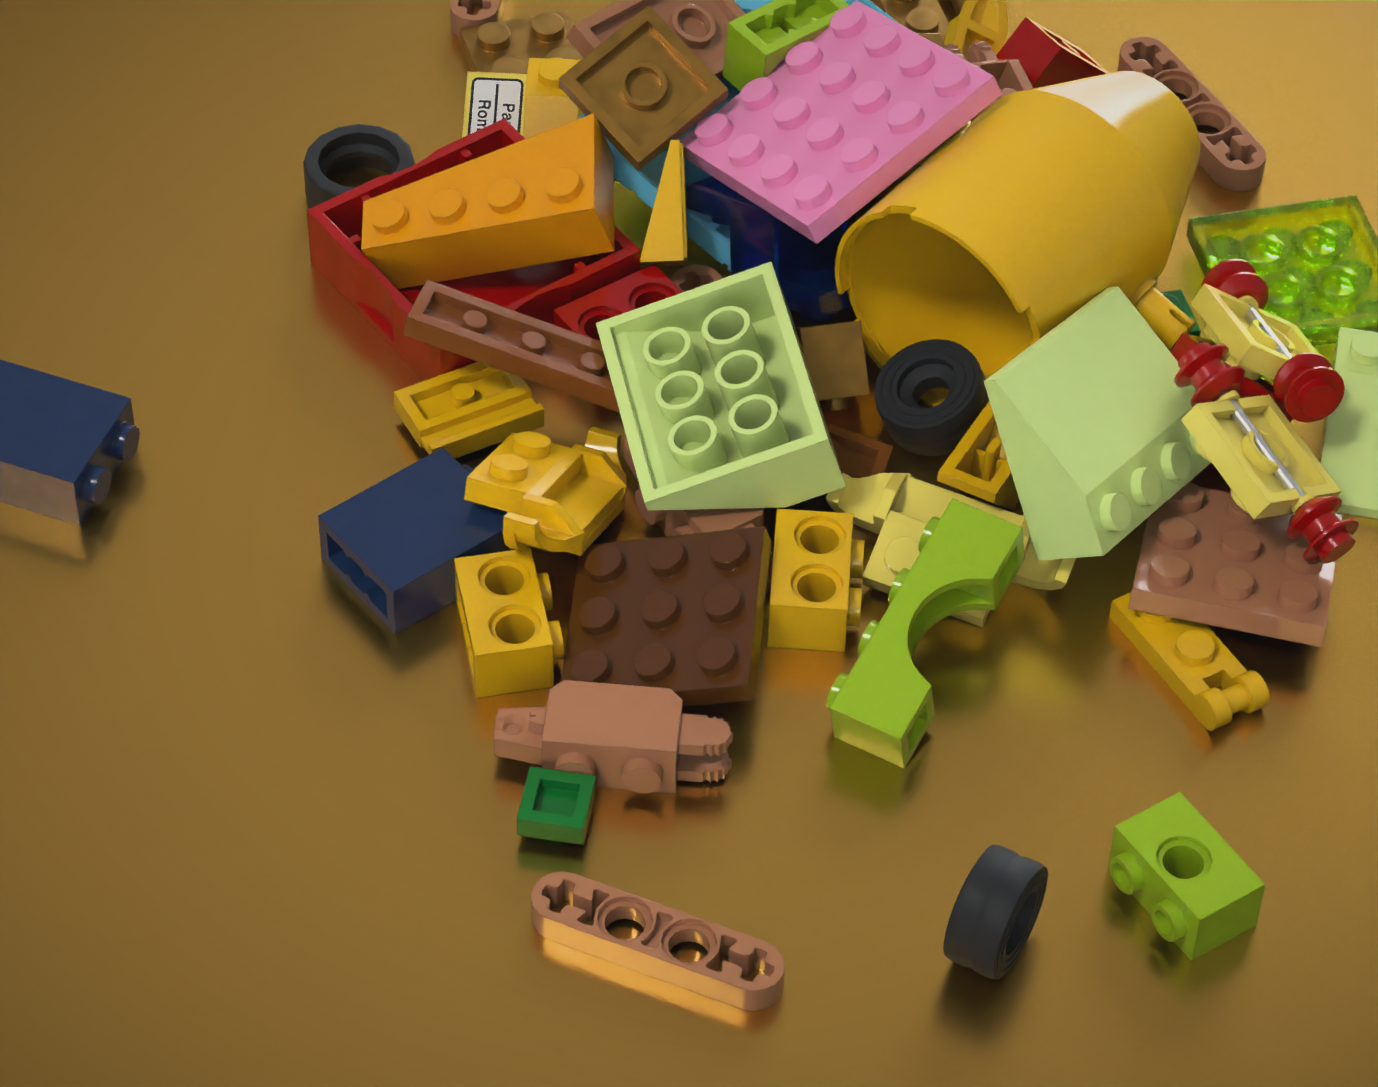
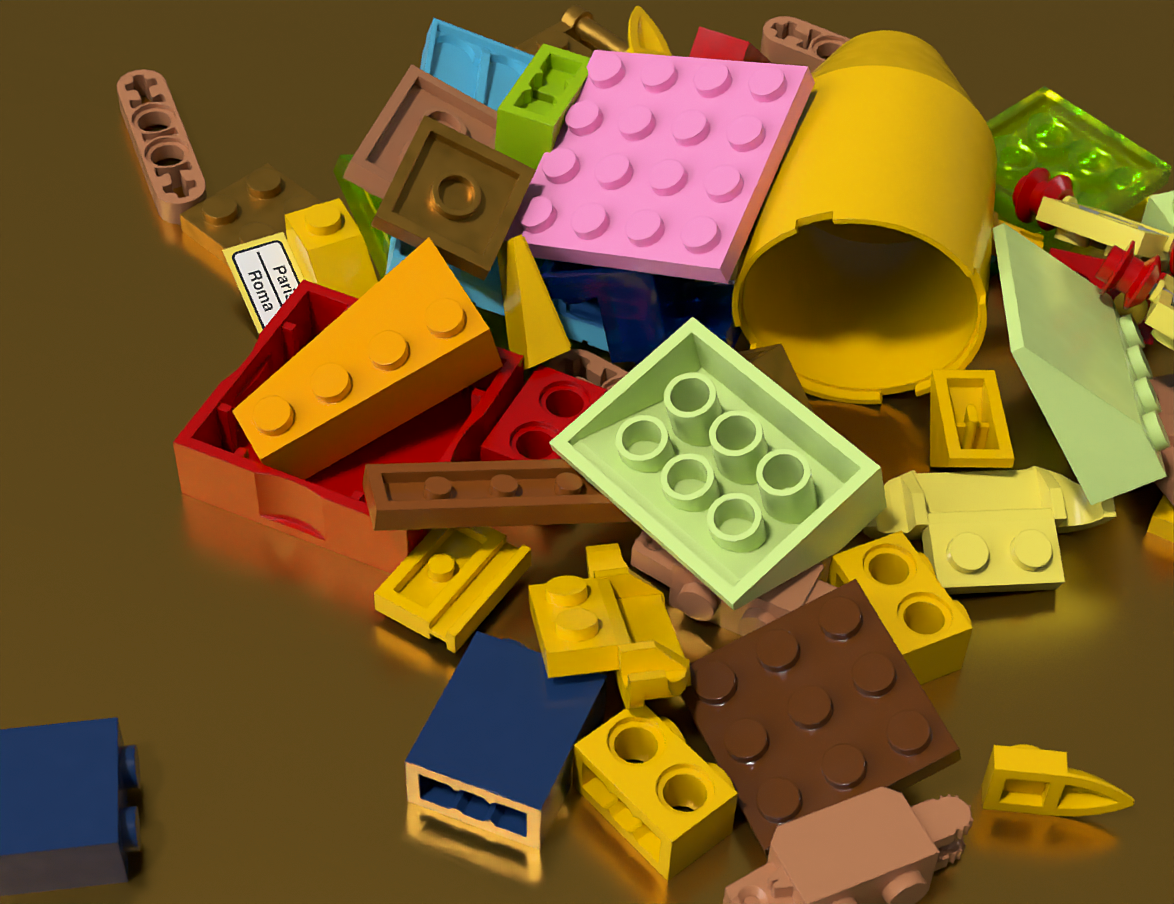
camera: 30 degrees left, 0 degrees up
(348, 149) = (163, 360): black tyre -> none
(815, 749) = (1042, 784): none -> yellow plate
(918, 370) = (861, 358): black tyre -> none
(961, 567) = (1059, 694): lime arch -> none

